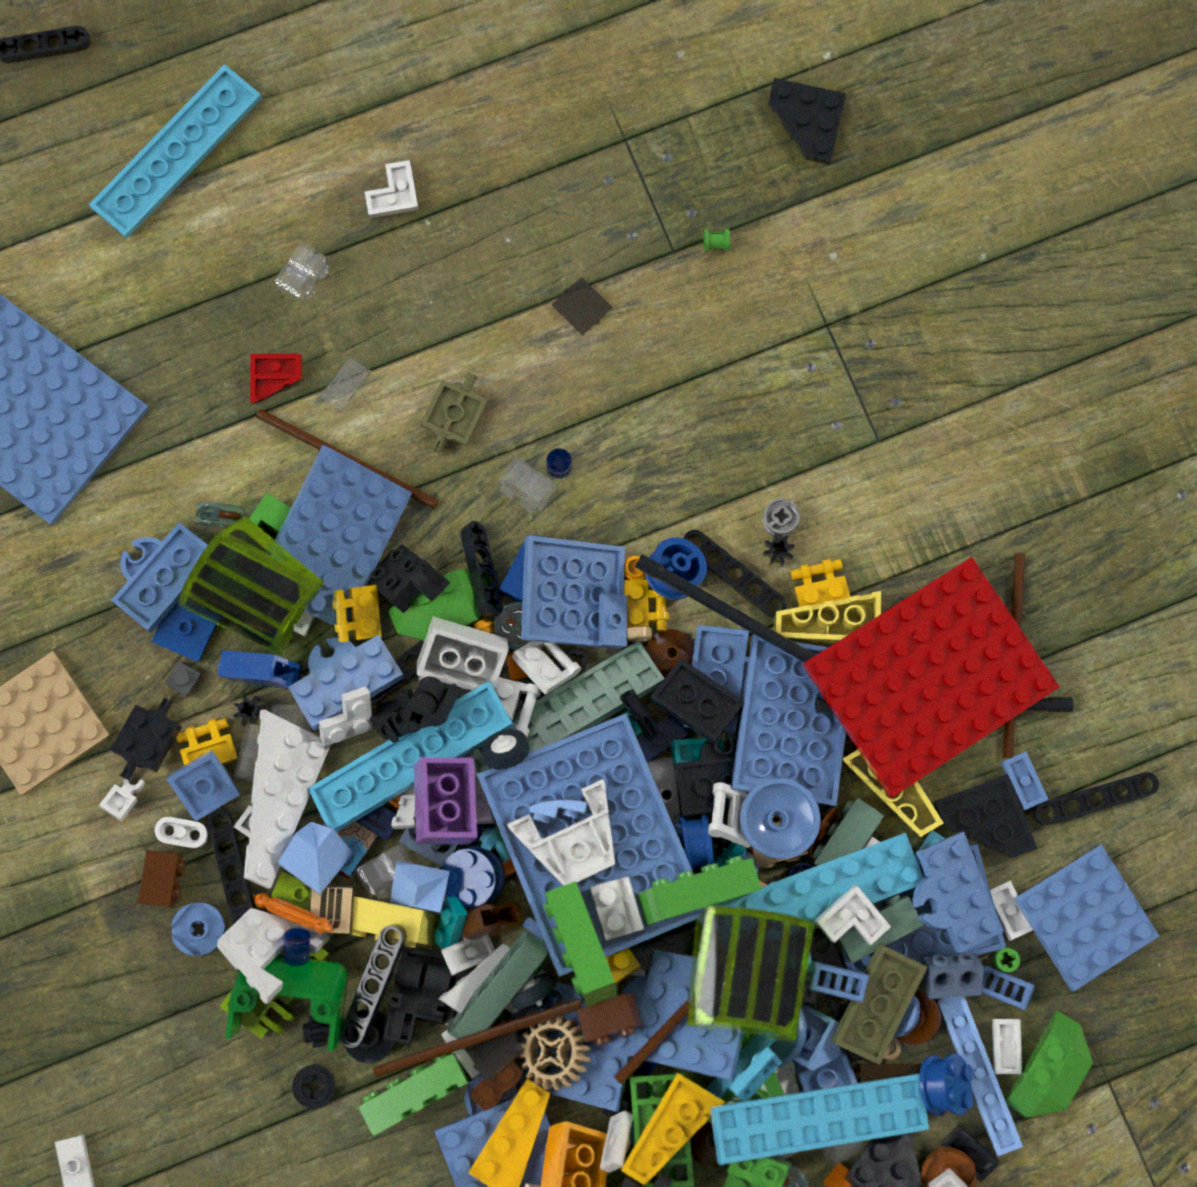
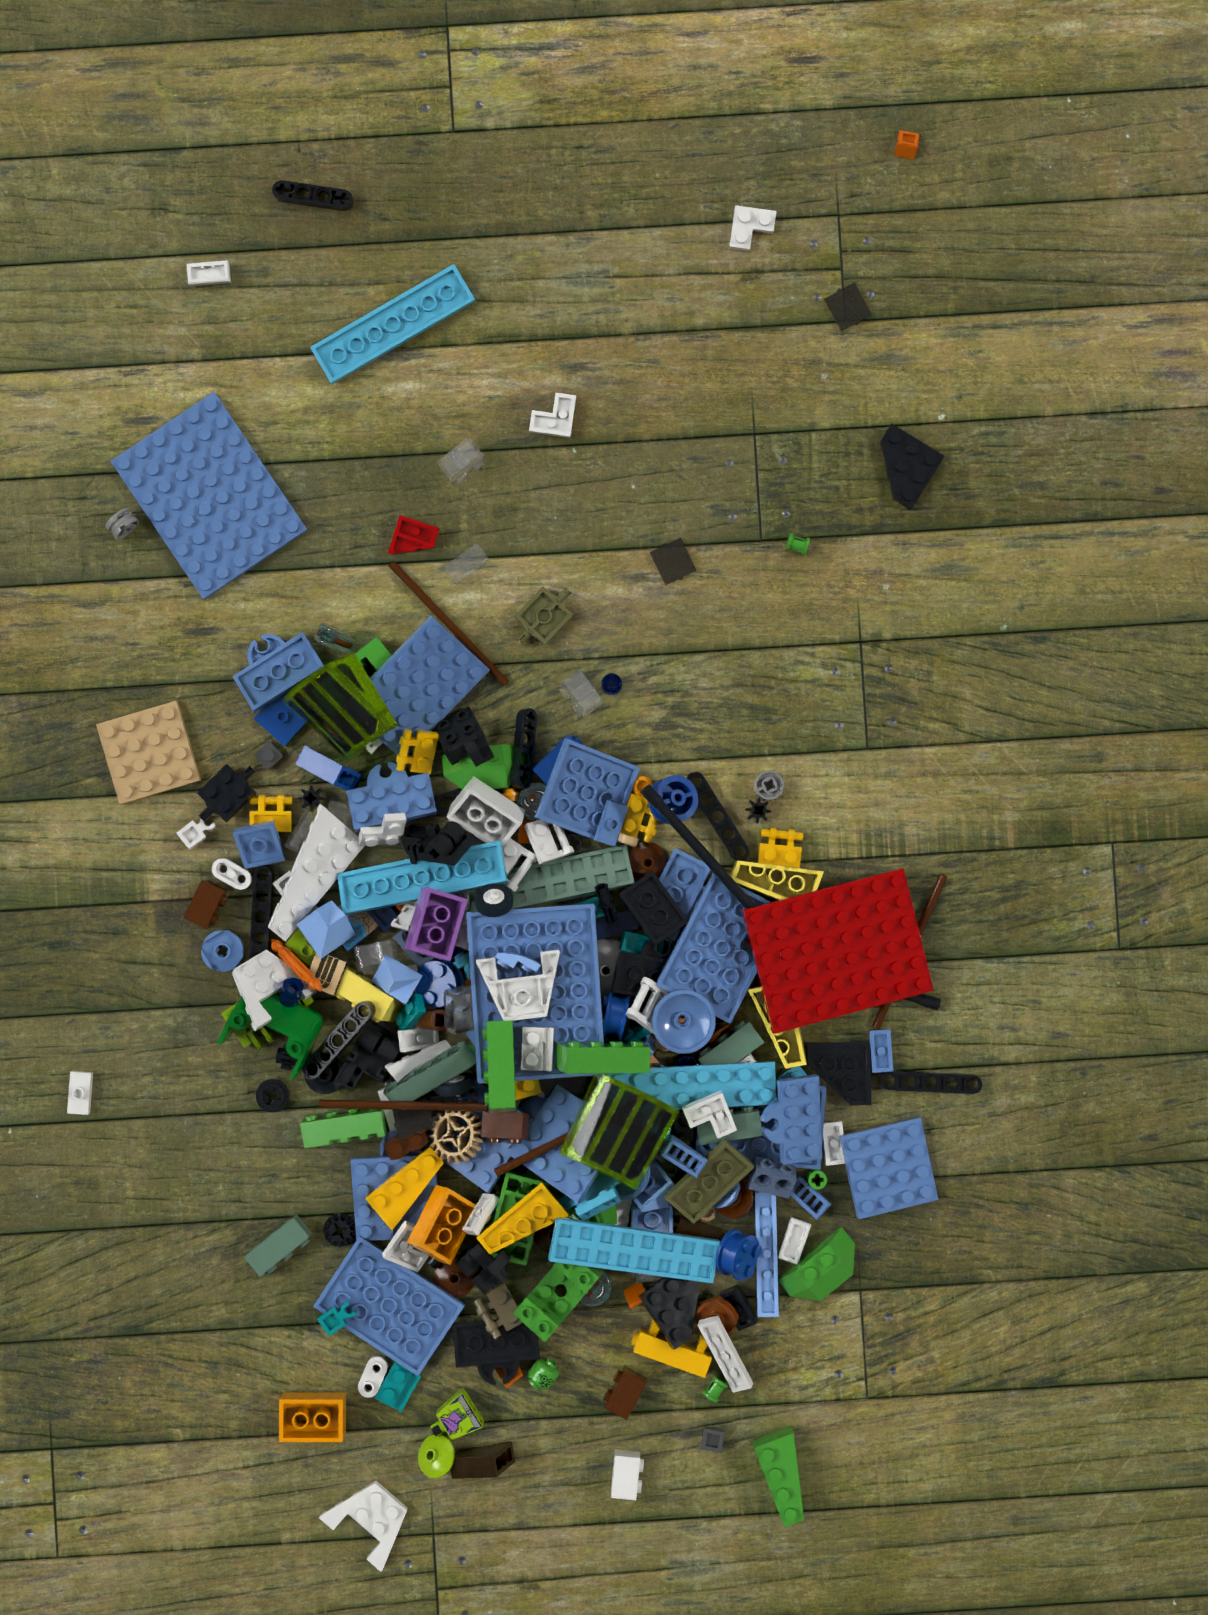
camera: 15 degrees right, 10 degrees up
(507, 897) = (459, 1009): none -> clear brick

